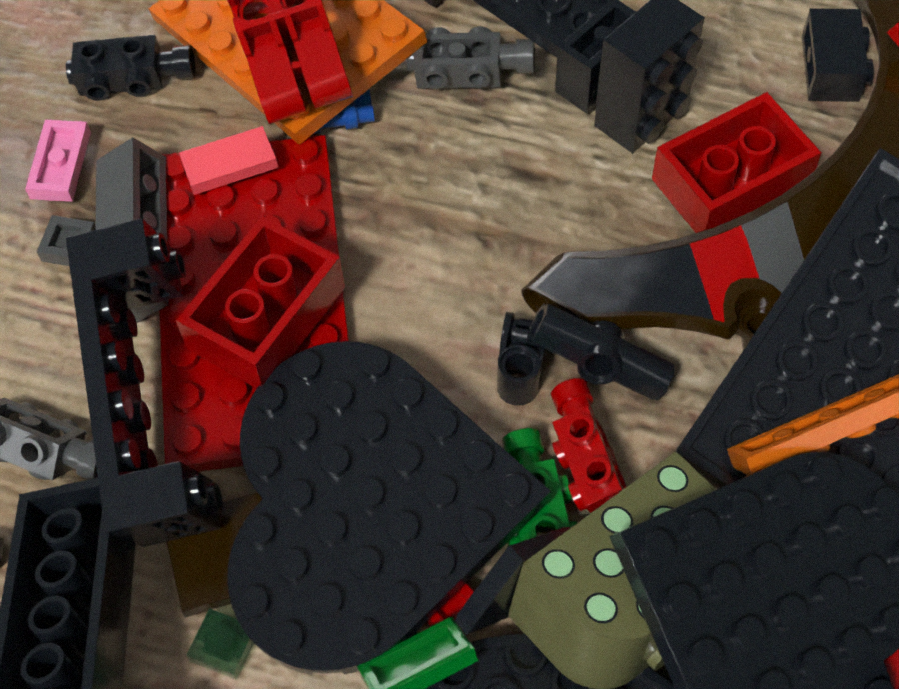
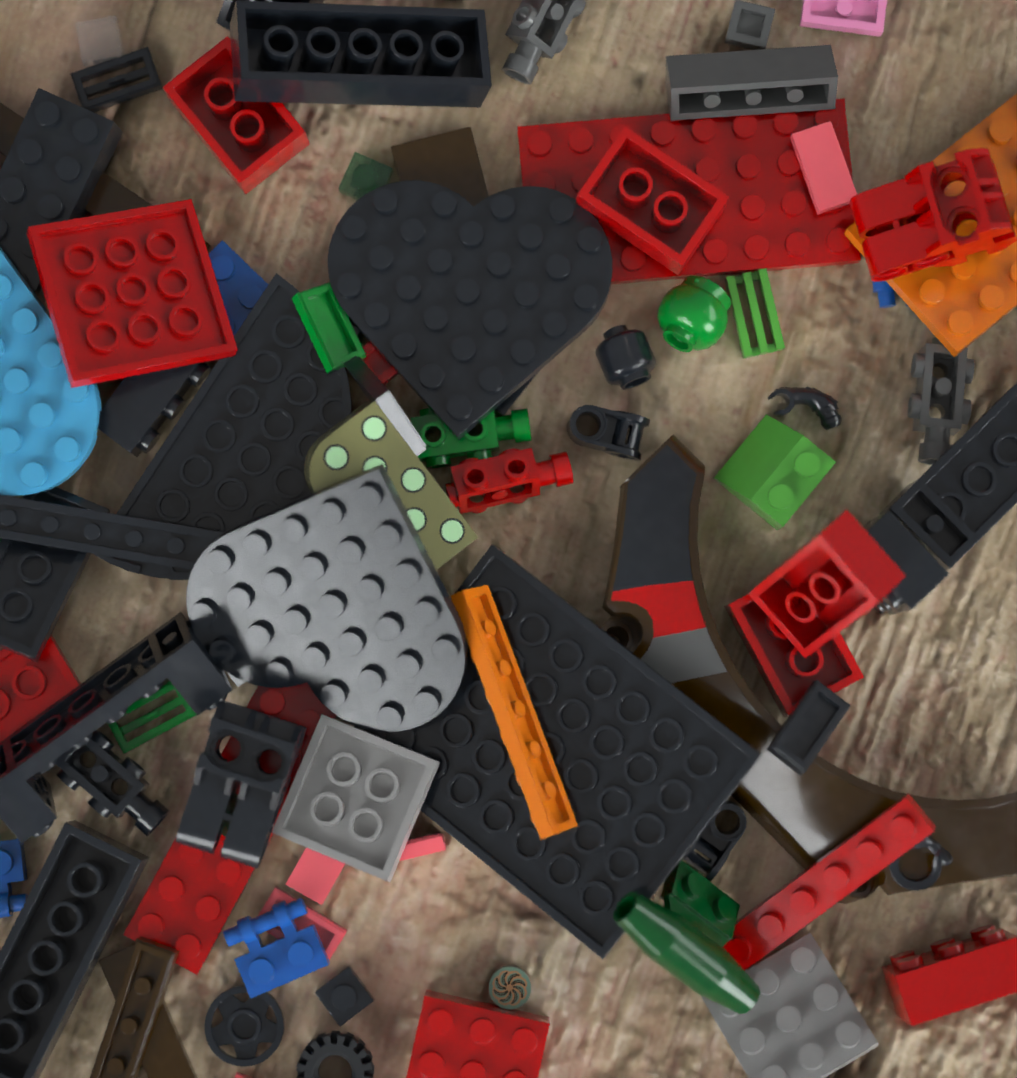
camera: 90 degrees right, 25 degrees up
(109, 276) = (469, 100): black plate -> none
(126, 66) = (949, 54): black brick -> none
(381, 221) = (769, 304): none -> bright green tile
(388, 270) = (694, 314): none -> green piece
(438, 338) = (625, 357): none -> black head
(476, 165) = (819, 402): none -> black piece
(555, 194) = (774, 471): none -> bright green slope
(600, 352) = (595, 494): black piece -> none
(689, 87) = (827, 584): none -> red brick
(834, 125) = (808, 727): none -> black tile
(836, 55) = (932, 764): black brick -> none

